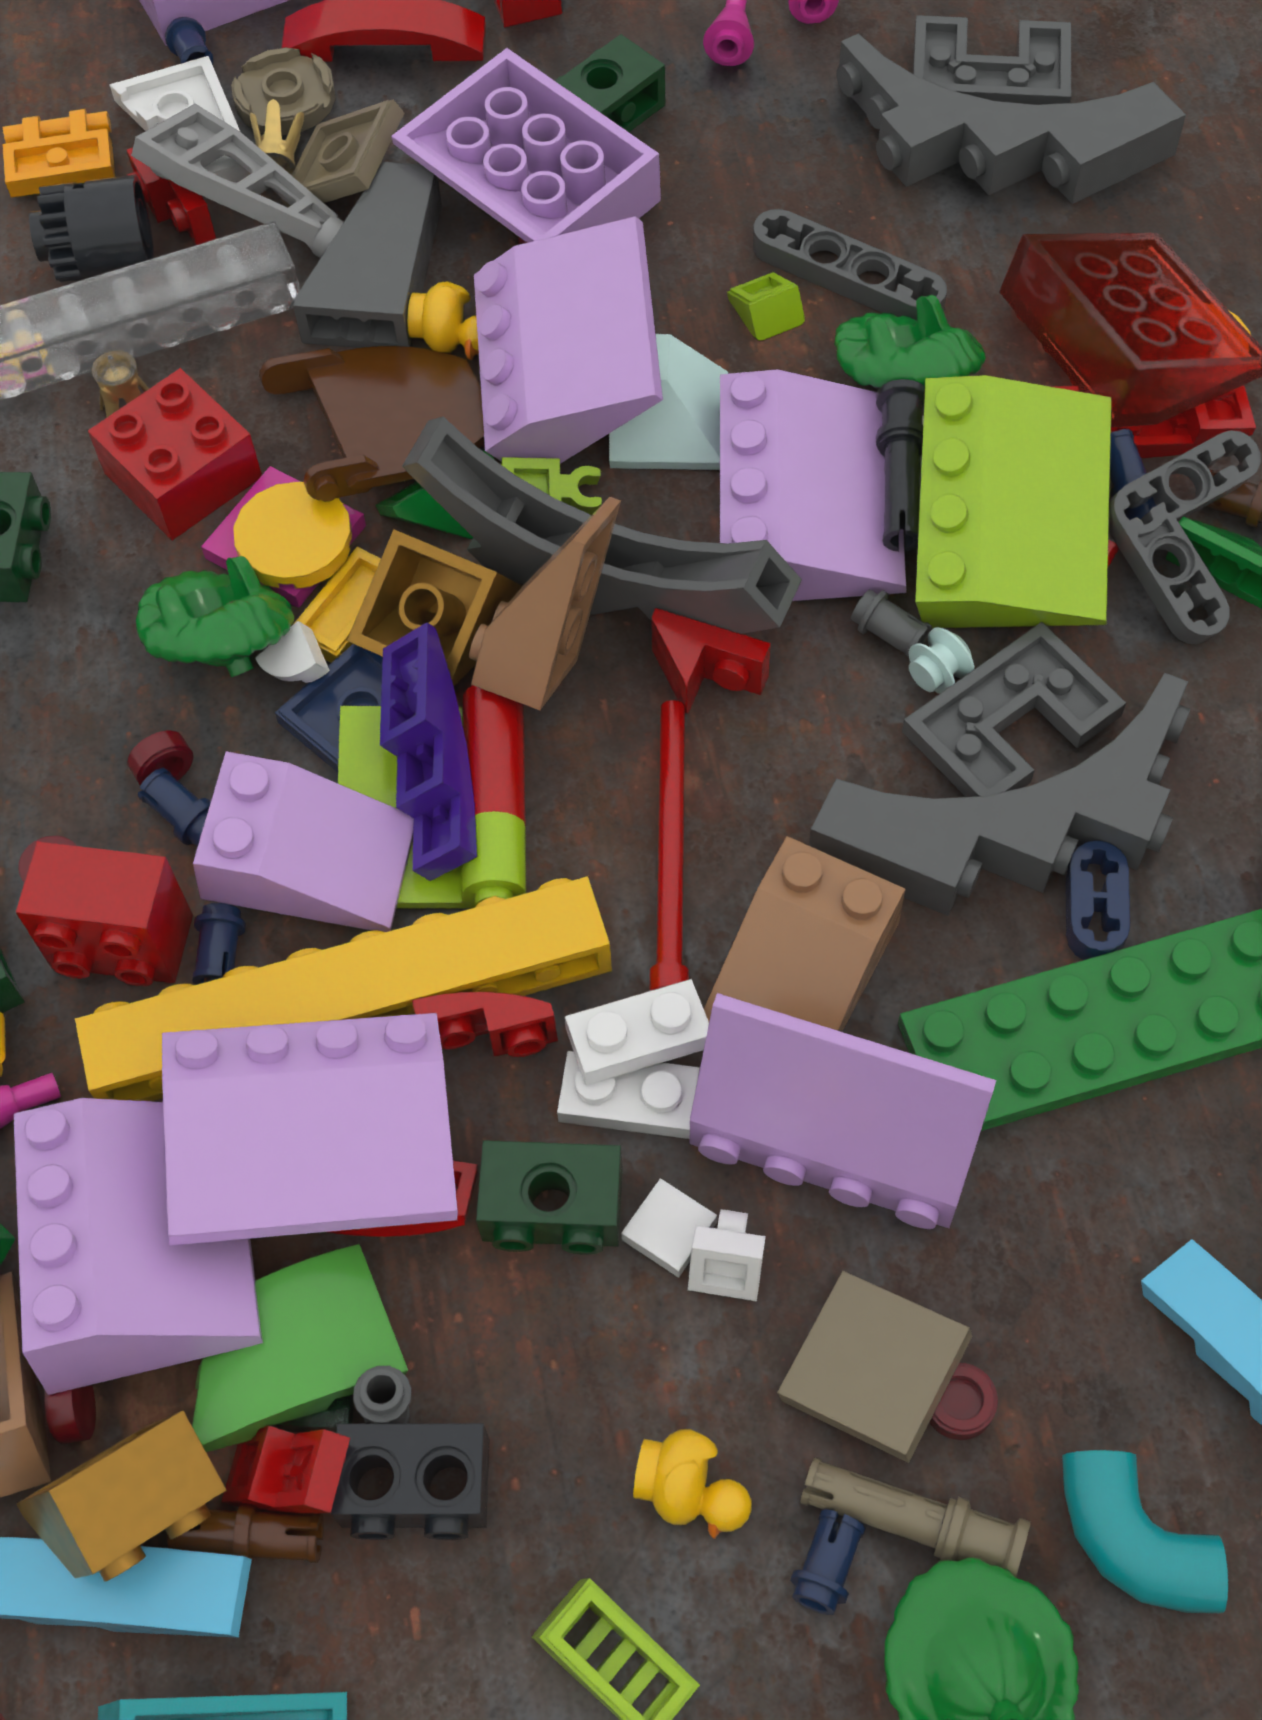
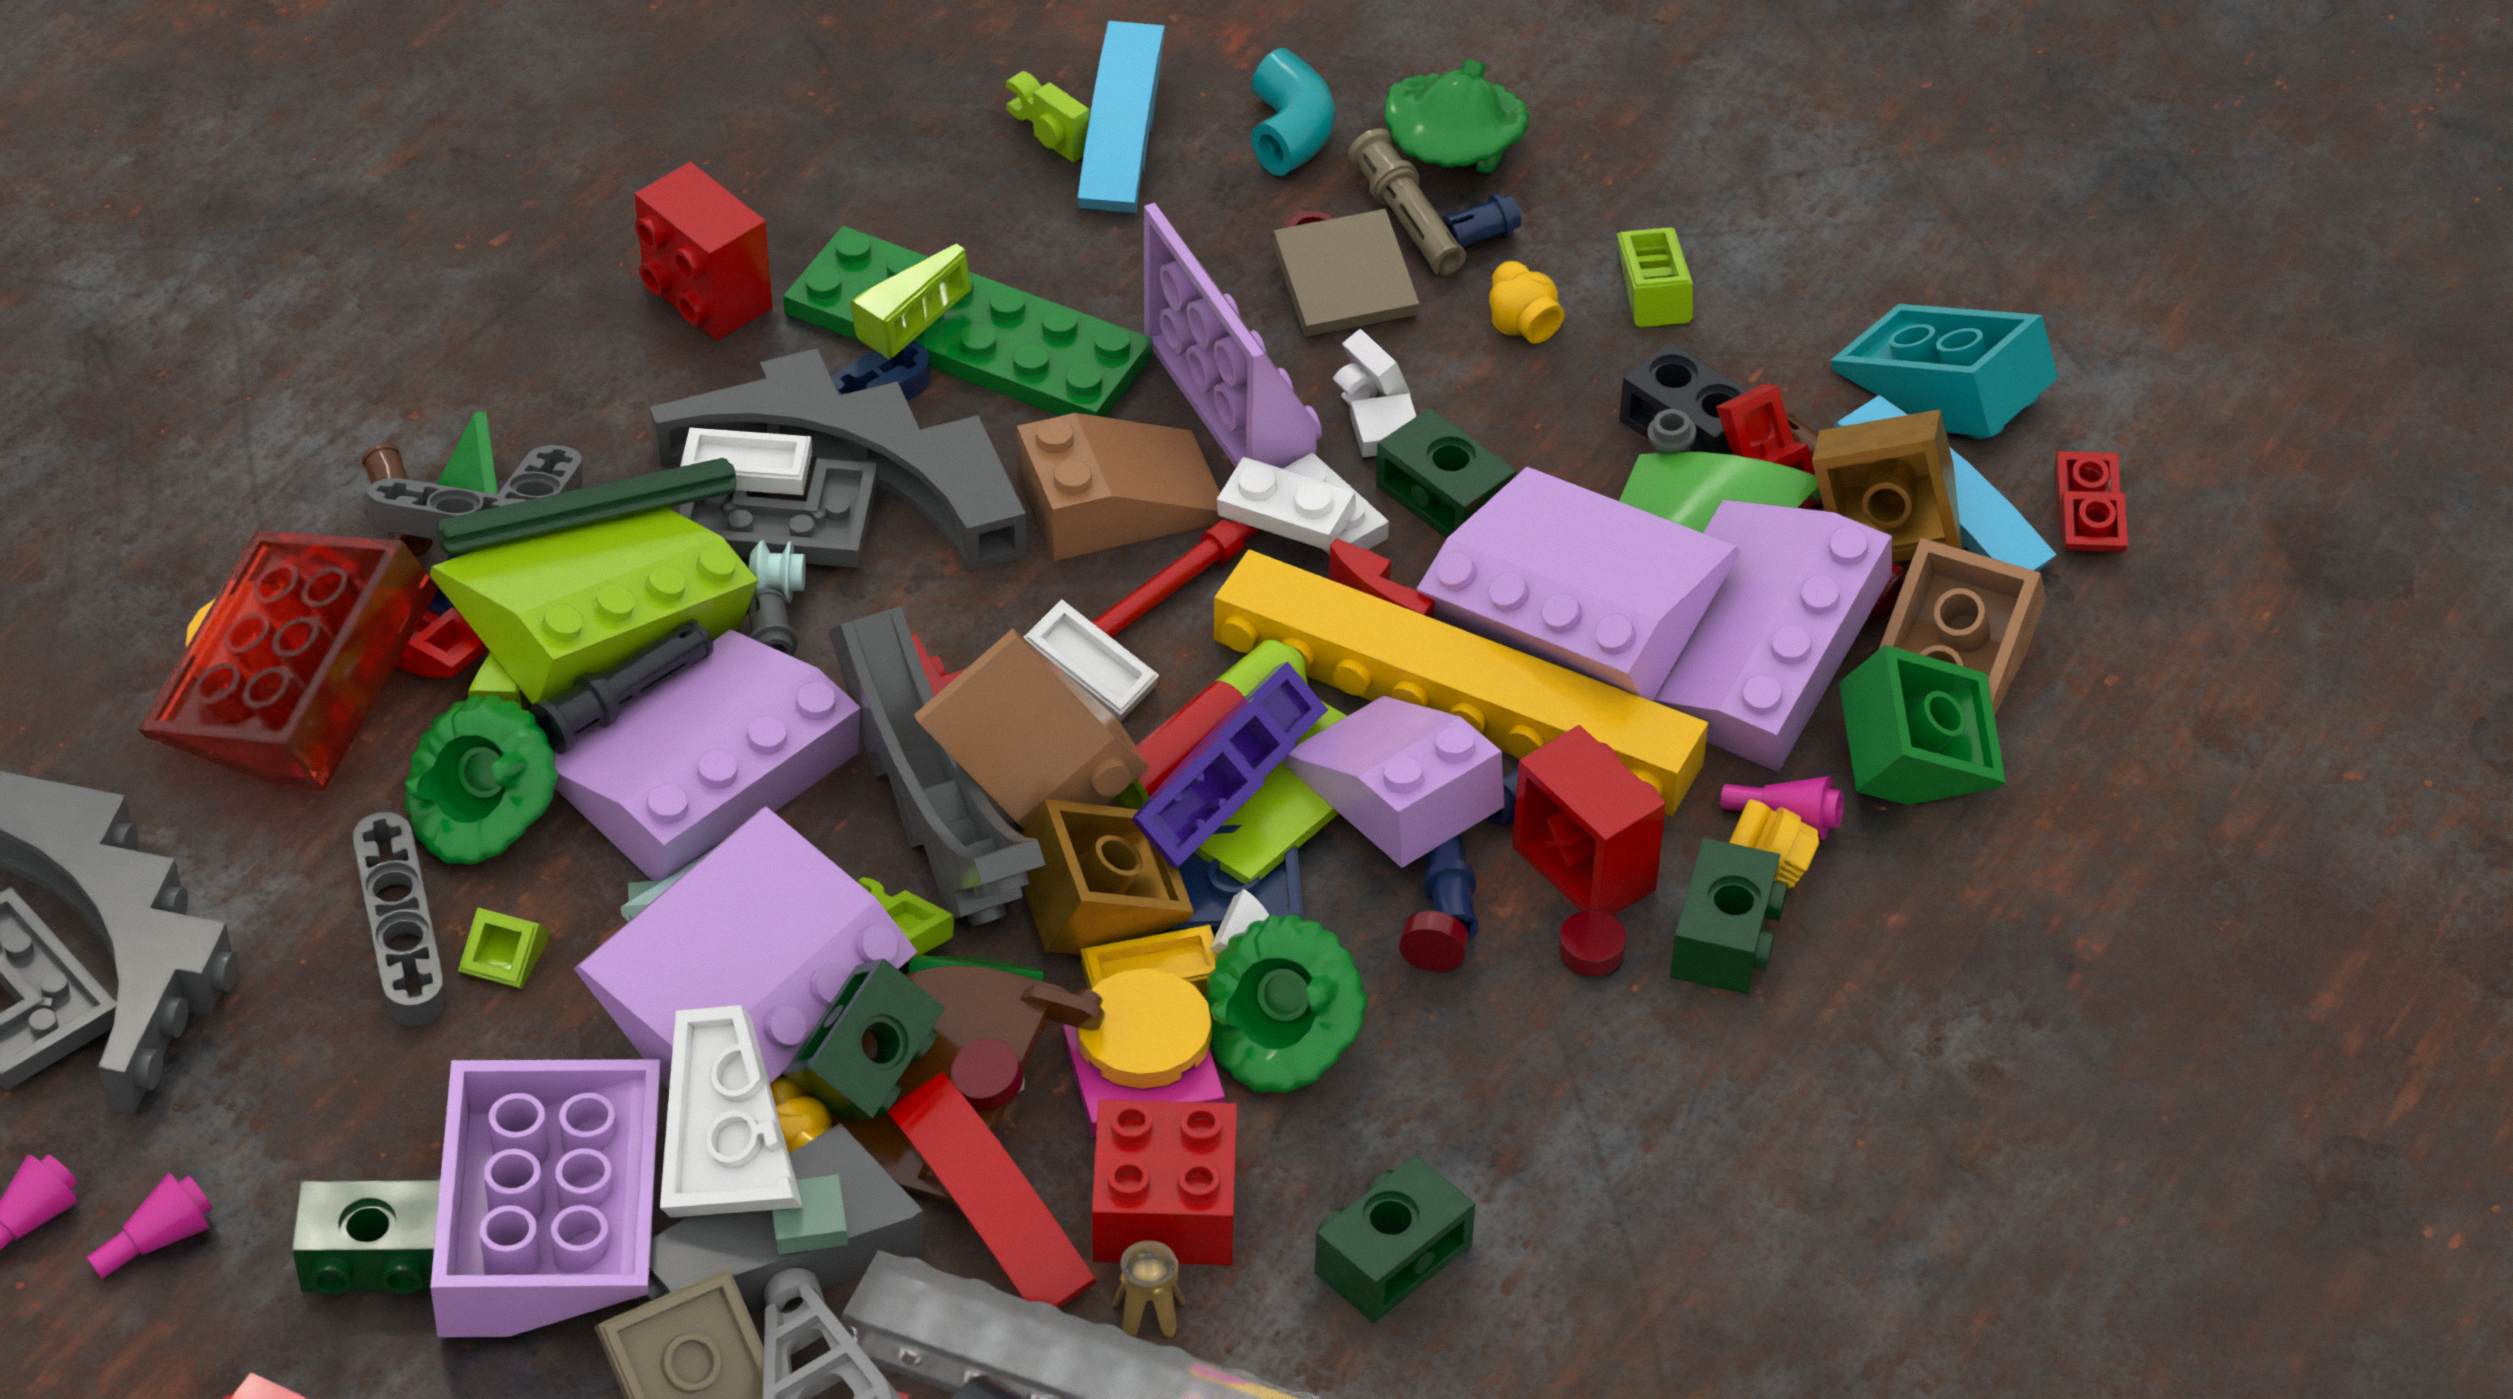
camera: 140 degrees left, 15 degrees down
(343, 361) = (991, 1193): none -> red slope
(345, 406) = (987, 1073): none -> dark red tile
(350, 240) = (818, 1223): none -> sand green tile
(436, 354) = (832, 1057): none -> dark green brick
(444, 218) = (722, 1121): none -> white wing
(639, 778) = (1093, 659): none -> white tile
(1069, 711) = (760, 459): none -> white tile
(1091, 542) = (586, 506): none -> dark green axle
(1134, 931) = (910, 301): none -> lime slope

